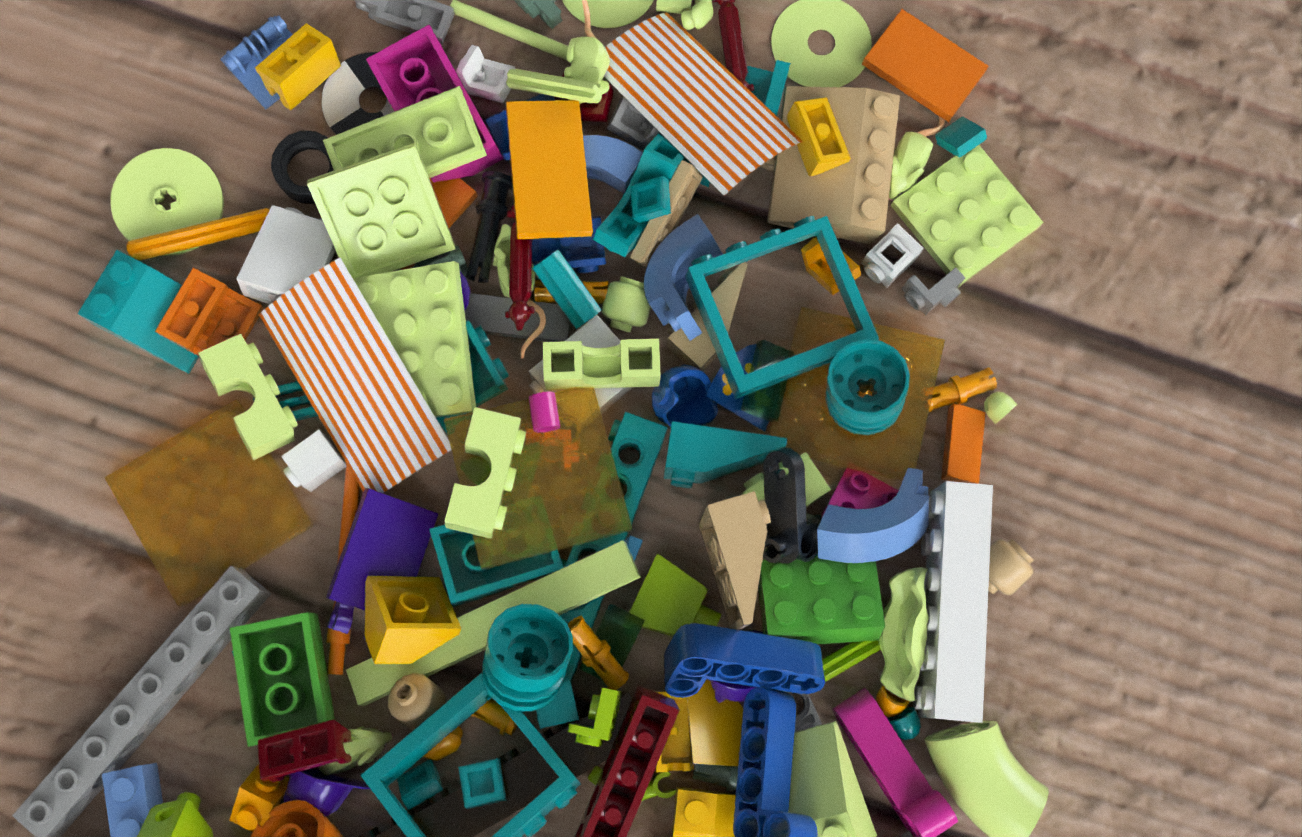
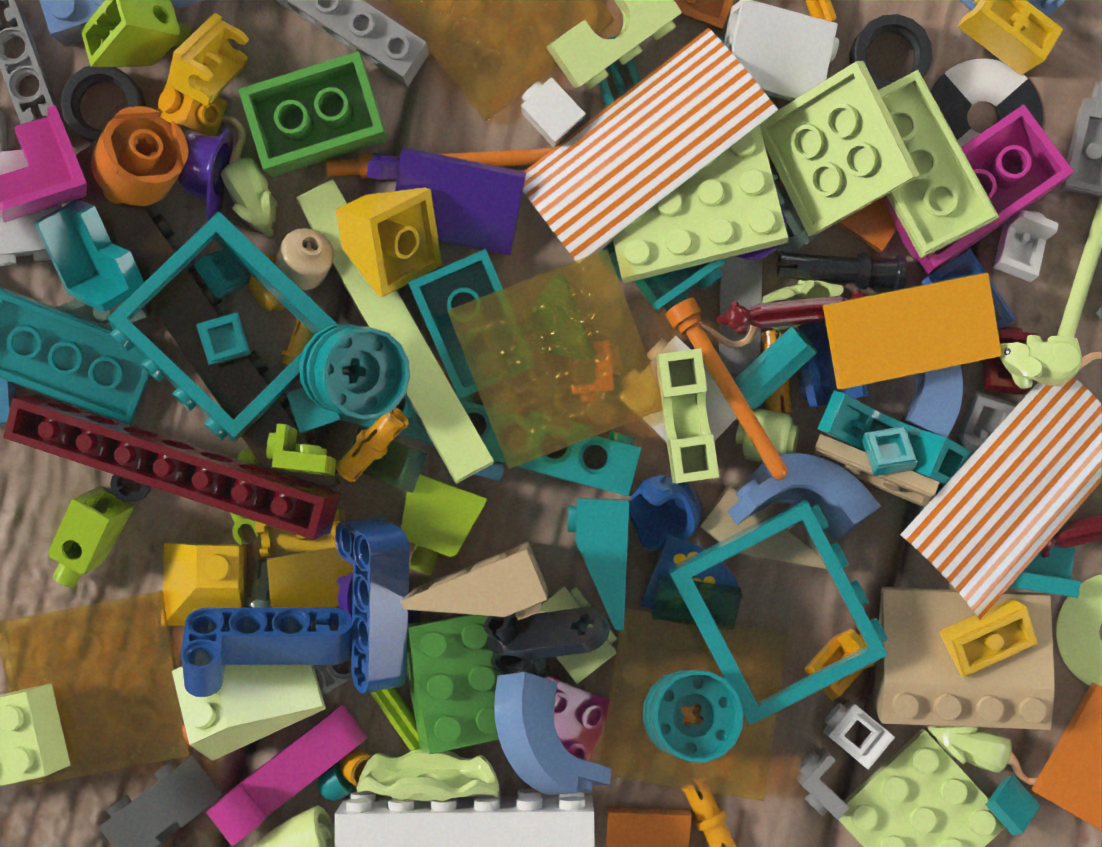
camera: 90 degrees right, 10 degrees up
(218, 778) = (207, 60): none -> yellow hinge
(302, 749) = (238, 147): dark red hinge -> none
(479, 507) = (585, 310): yellowish green arch -> none
(517, 358) = (687, 319): none -> orange piece
(544, 412) = (624, 358): dark pink hinge -> none
(554, 85) = (1015, 325): yellowish green axle -> none

